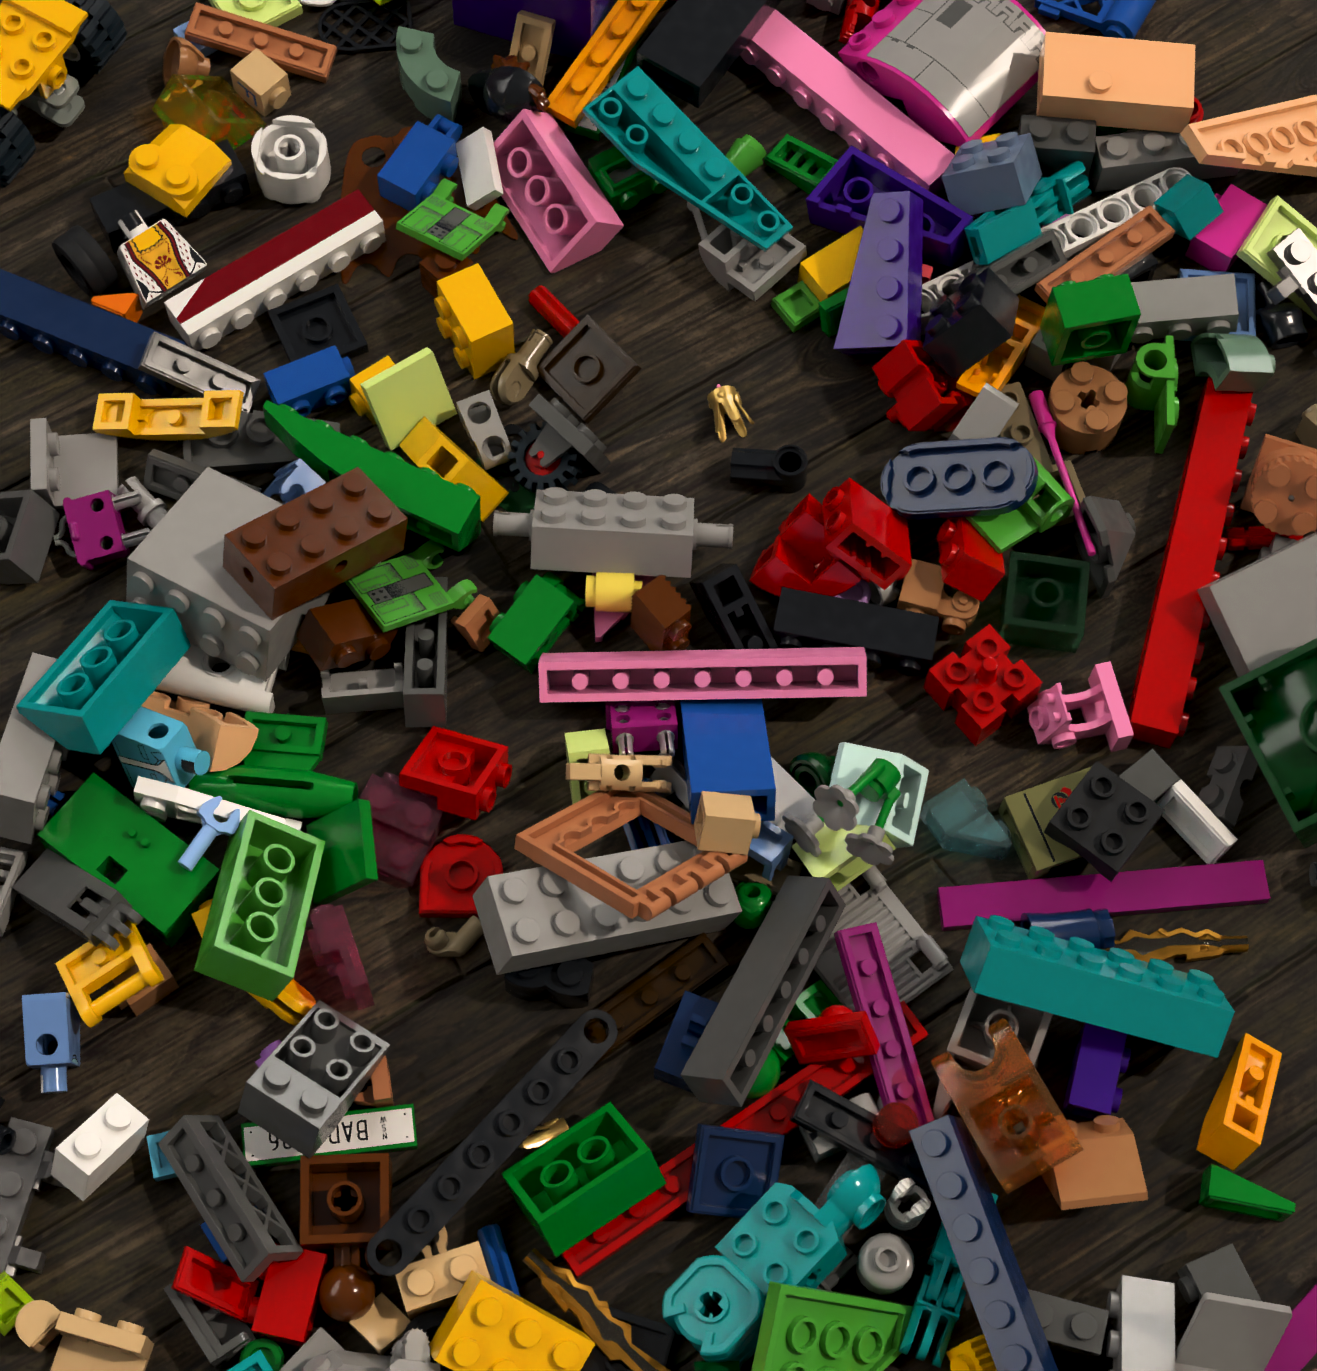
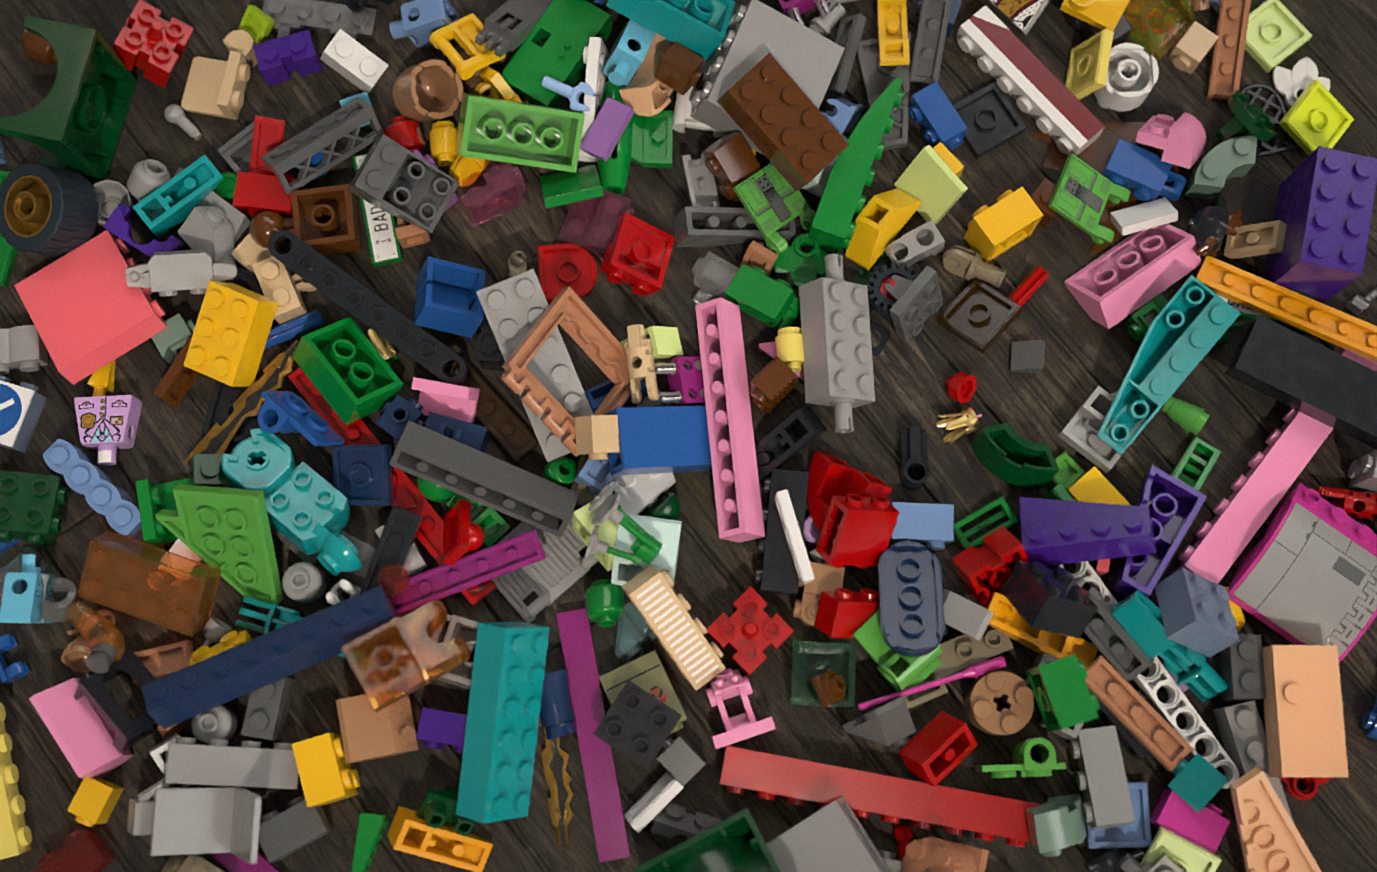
camera: 90 degrees right, 10 degrees up
(69, 1268) = (288, 55): none -> dark purple brick
(171, 1037) = (427, 91): none -> medium nougat cylinder
(177, 941) = (495, 83): none -> yellow tile
(199, 680) = (680, 68): none -> reddish brown brick
(224, 1084) = (406, 133): none -> red head
(245, 1029) = (443, 142): none -> yellow brick
(270, 193) = (1089, 64): none -> light yellow tile
(270, 789) = (607, 129): none -> medium lavender tile
(372, 32) = (1246, 120): none -> dark green tile
(384, 115) = (1180, 139): none -> bright pink brick
(482, 1034) = (449, 297): none -> blue piece
(491, 569) = (801, 266): none -> green plate
(499, 680) = (713, 277): none -> clear brick
(636, 1050) = (447, 399): none -> bright pink panel
(645, 323) = (1027, 356): none -> dark grey slope
(647, 1250) = (291, 414): none -> blue piece
(660, 1126) = (397, 414): none -> dark blue brick
(679, 403) = (961, 386): none -> red tile
(780, 351) = (1013, 457): none -> dark green brick
(858, 455) = (924, 524): none -> medium blue brick
(870, 429) = (1006, 511): none -> green tile
(871, 606) = (794, 537): none -> white tile
(934, 861) = (604, 602): none -> green head
(977, 765) = (674, 627): none -> tan brick
(1068, 584) = (829, 688): none -> reddish brown plate
(1139, 479) = (938, 748): none -> red brick
(1149, 1238) = (324, 770): none -> yellow brick
(1204, 1082) = (440, 808): none -> dark green hips

